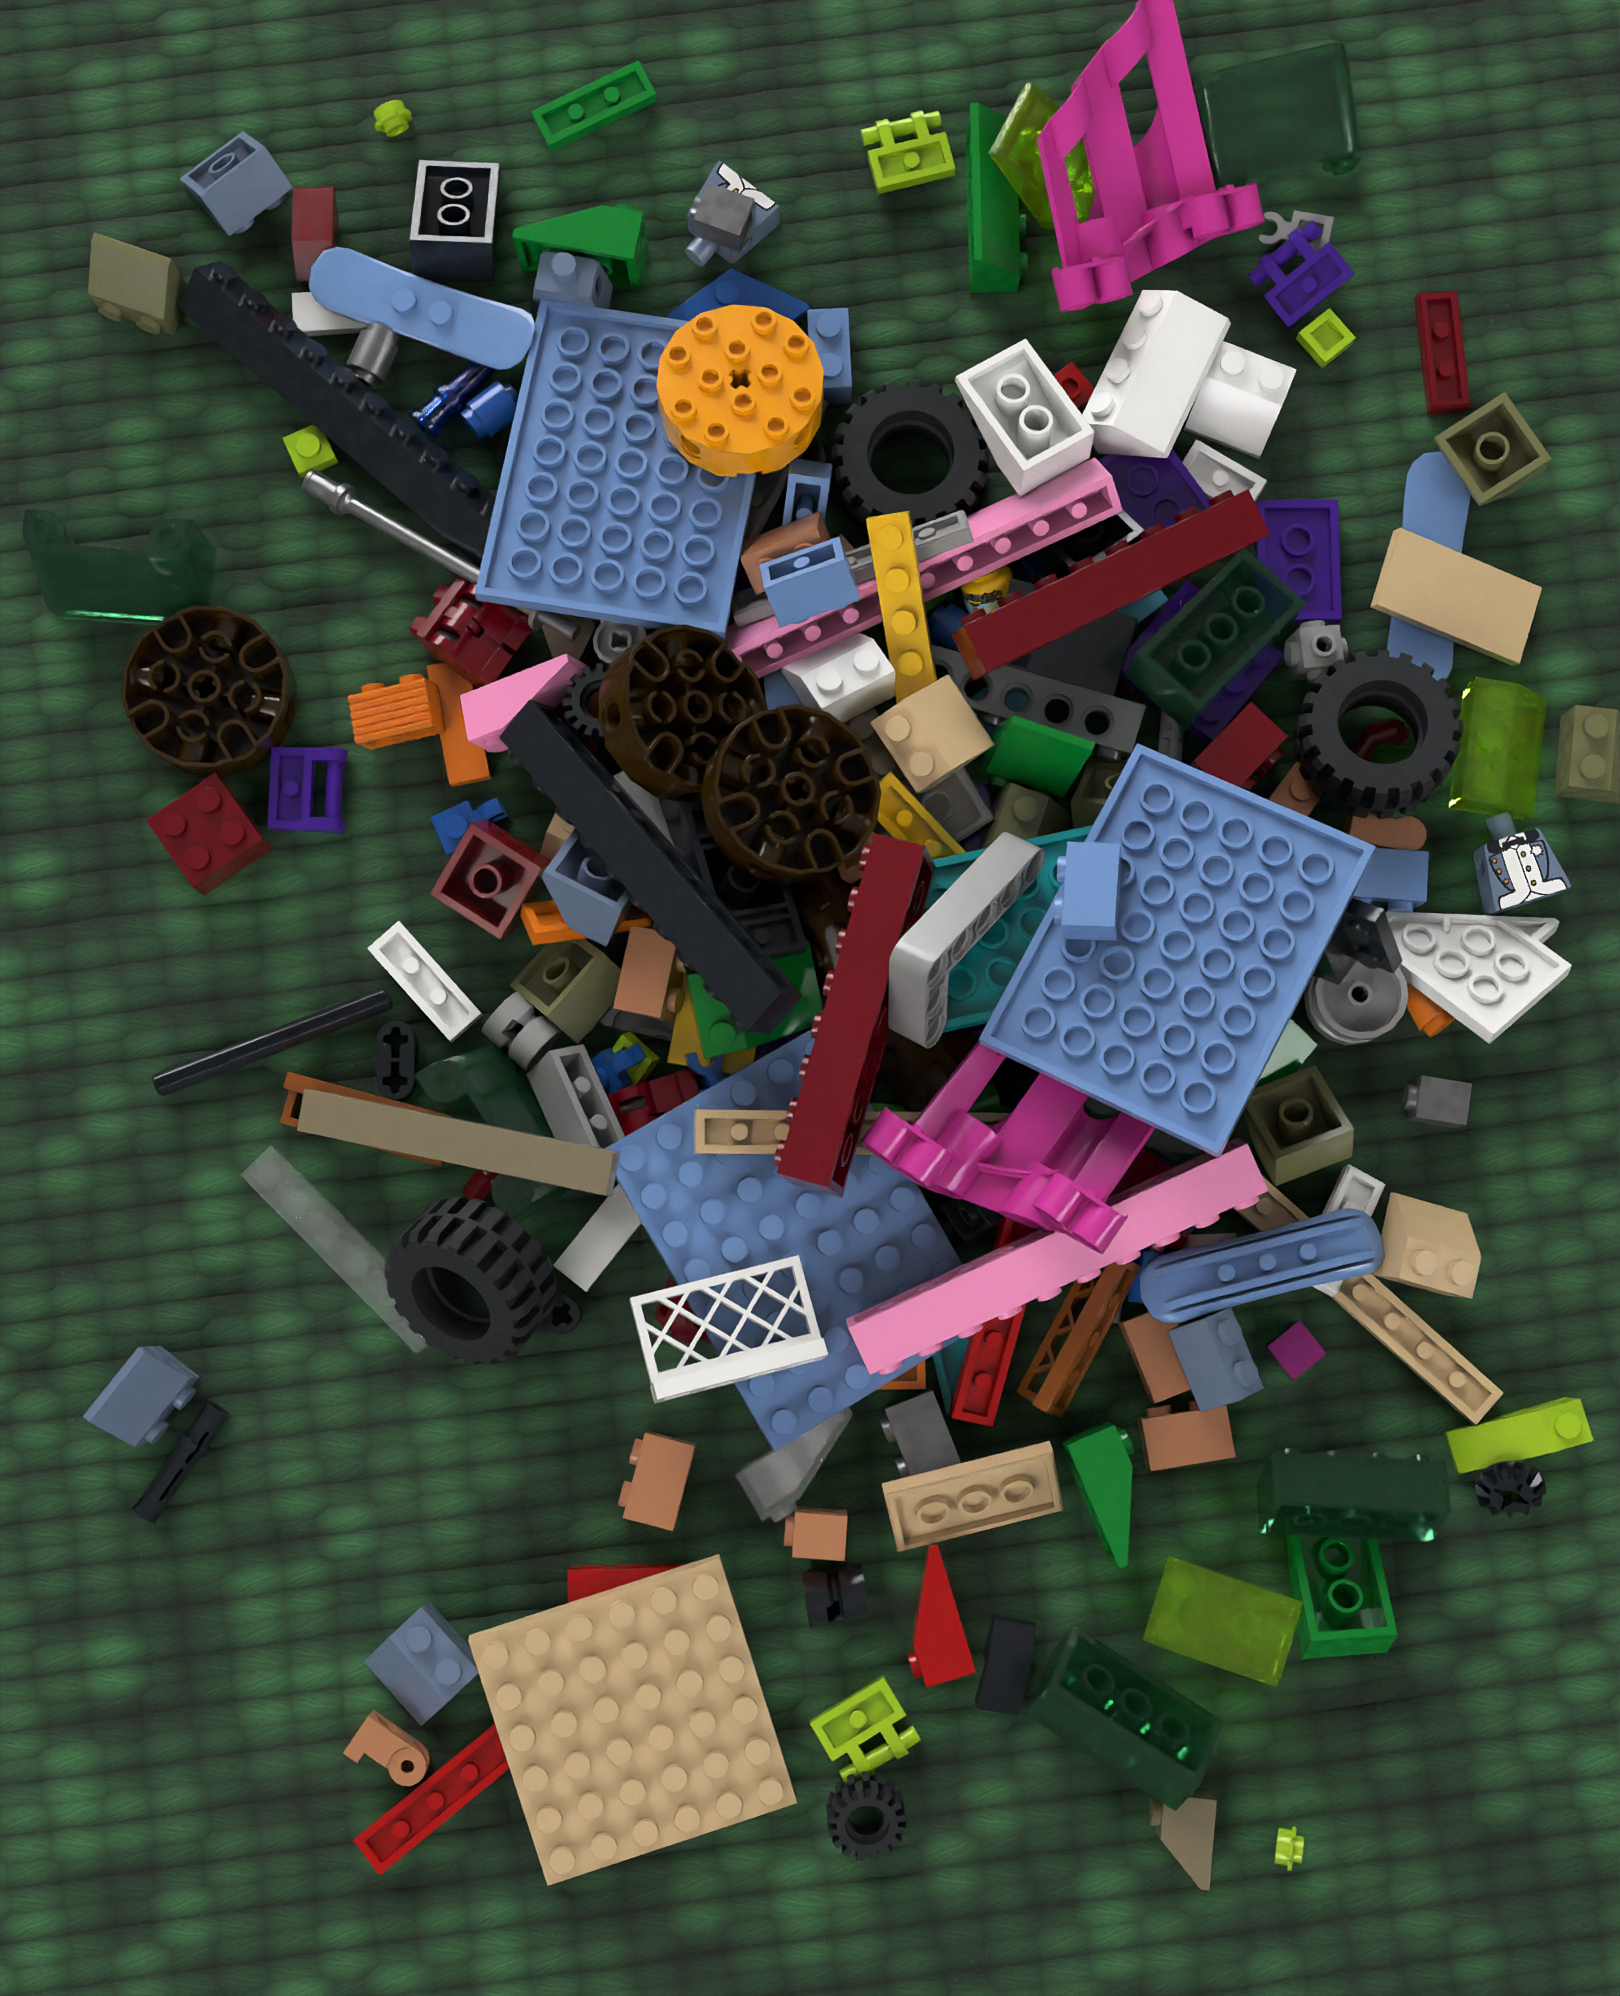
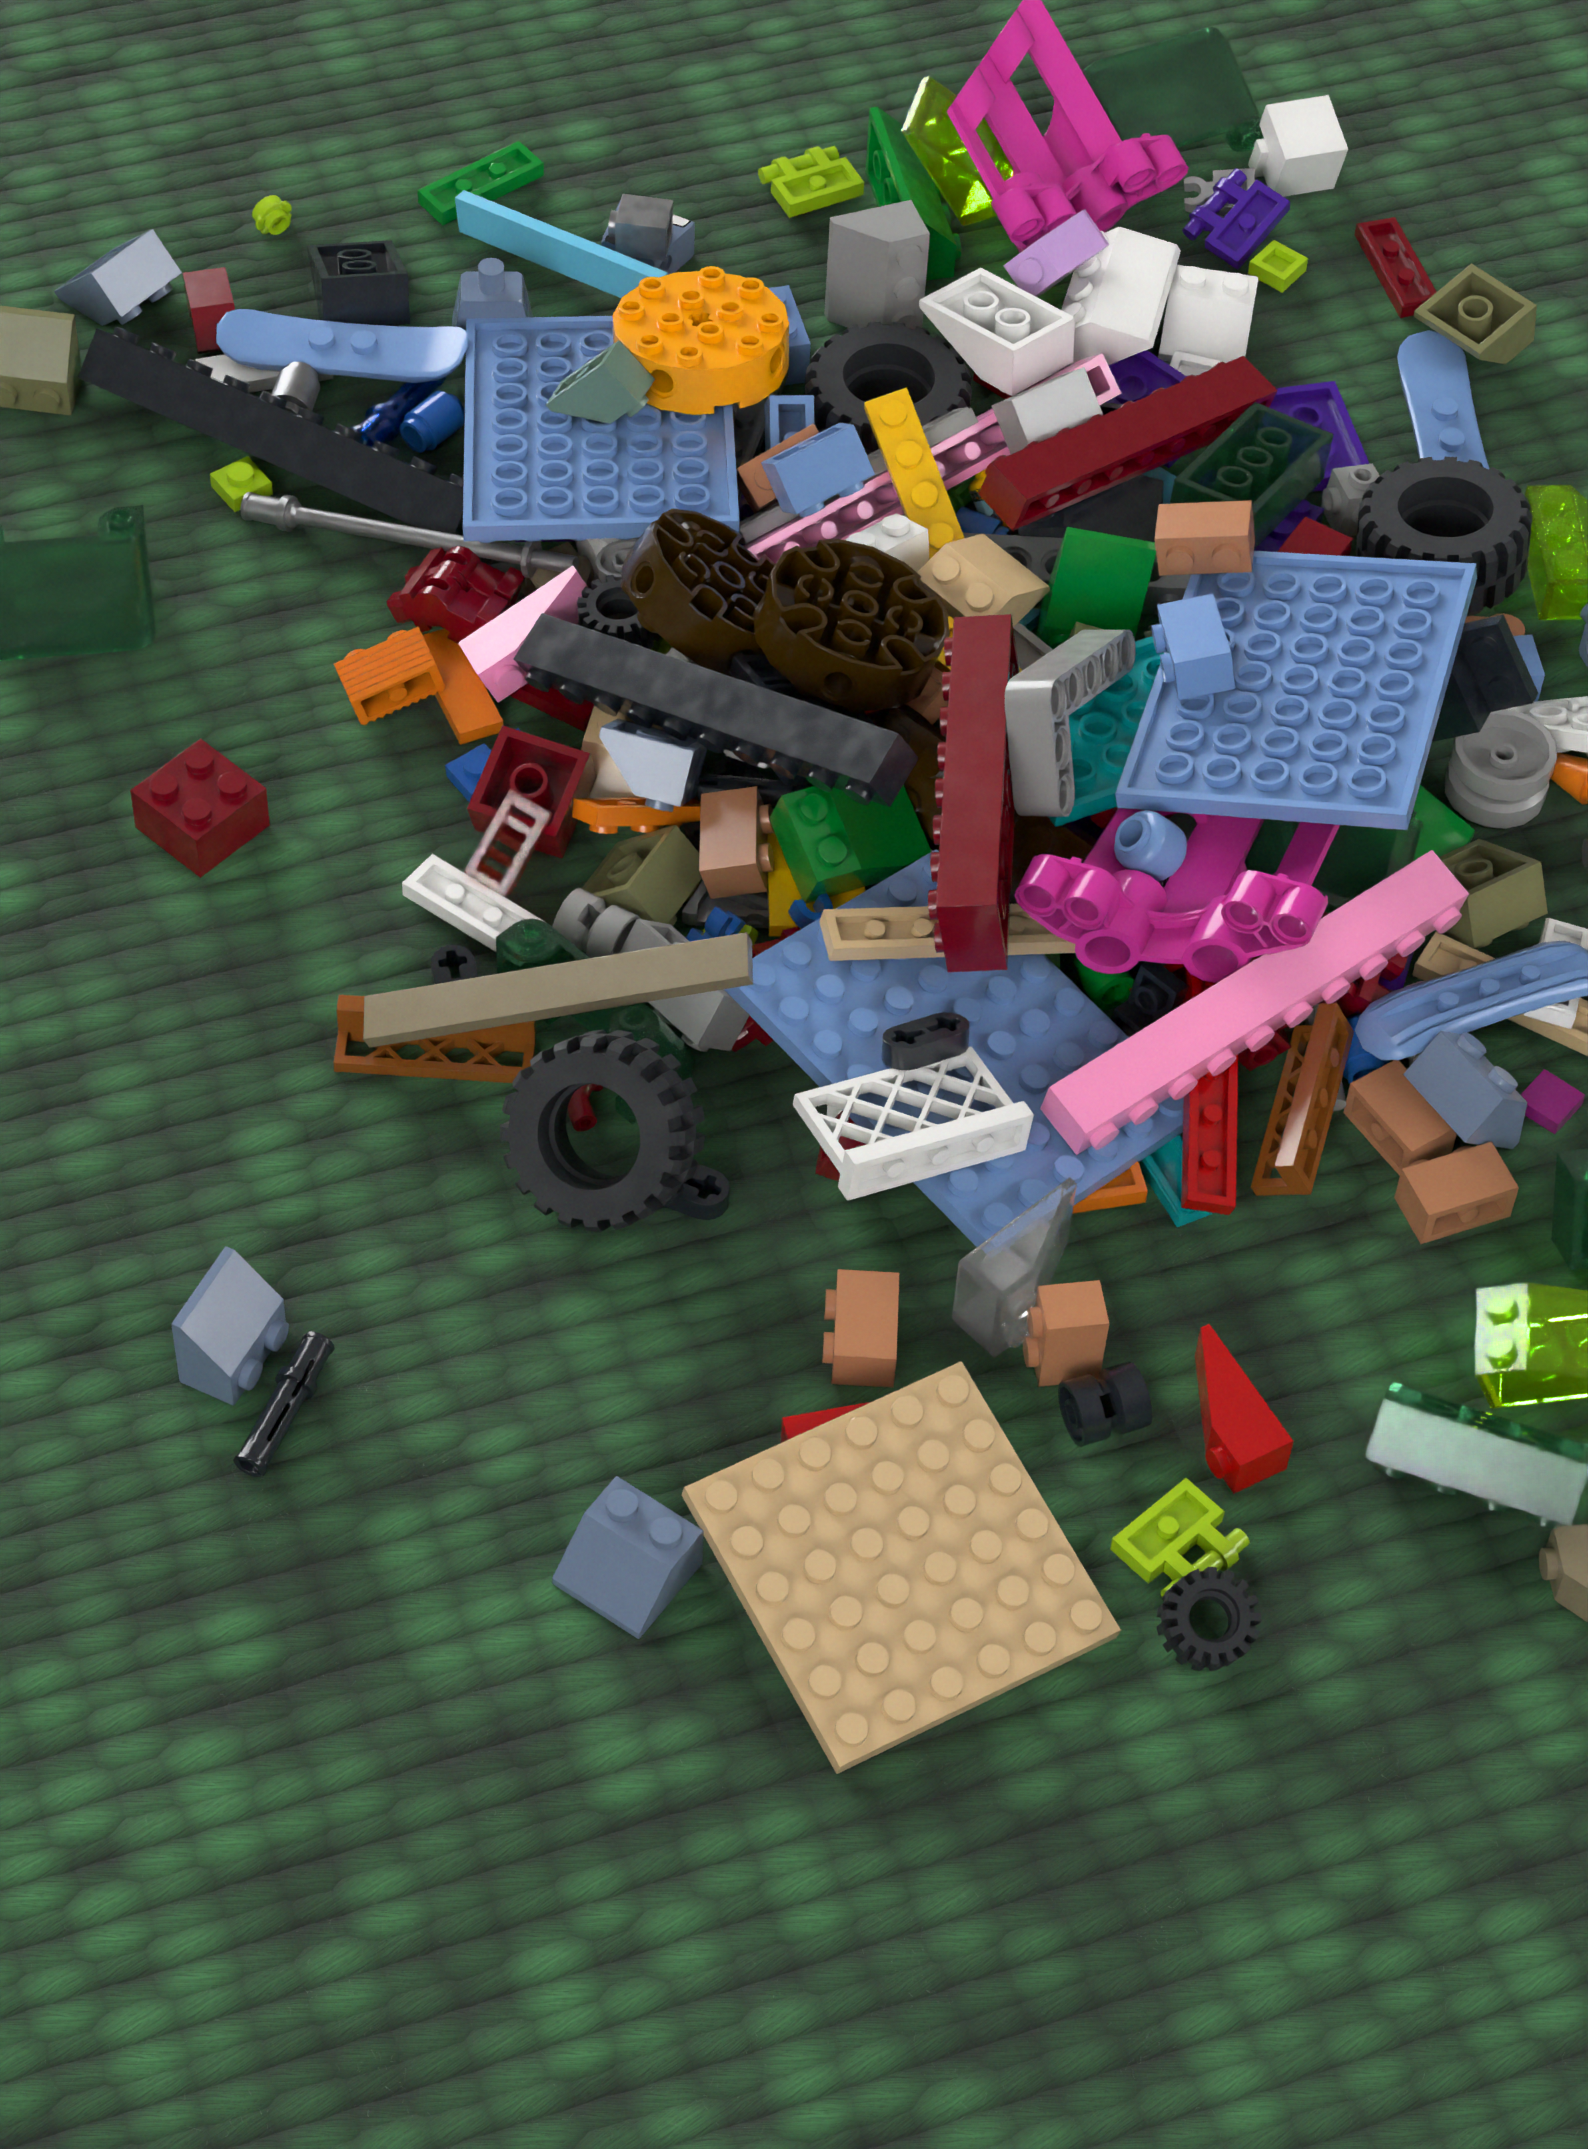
camera: 15 degrees left, 30 degrees down
(192, 656) = (176, 676): dark brown brick -> none
(272, 1041) = (307, 991): black axle -> none
(293, 789) = (286, 764): dark purple plate -> none
(329, 1236) = (434, 1172): clear plate -> none
(391, 1748) = (607, 1655): nougat leg -> none
(433, 1801) = (677, 1701): red plate -> none
(444, 951) = (491, 877): none -> clear red slope
(599, 1240) = (743, 1105): white tile -> none
(603, 233) = (522, 248): green slope -> none
(636, 439) = (604, 387): none -> sand green slope
(658, 228) = (550, 246): none -> medium azure tile
(760, 1261) = (925, 1041): none -> black beam
(920, 1434) = (1159, 1241): flat silver brick -> none
(934, 310) = (877, 266): none -> light grey slope
(973, 1496) = (1234, 1276): tan tile -> none
(998, 1093) = (1150, 845): none -> medium blue head
(1006, 1665) = (1326, 1446): black slope -> none
(1042, 539) = (1046, 409): none -> brick
(1101, 331) = (1056, 254): none -> lavender slope
(1104, 1479) = (1376, 1236): green slope -> none
(1138, 749) = (1205, 538): none -> nougat brick
(1385, 196) = (1299, 146): none -> white plate
(1456, 597) = (1456, 425): tan tile -> none

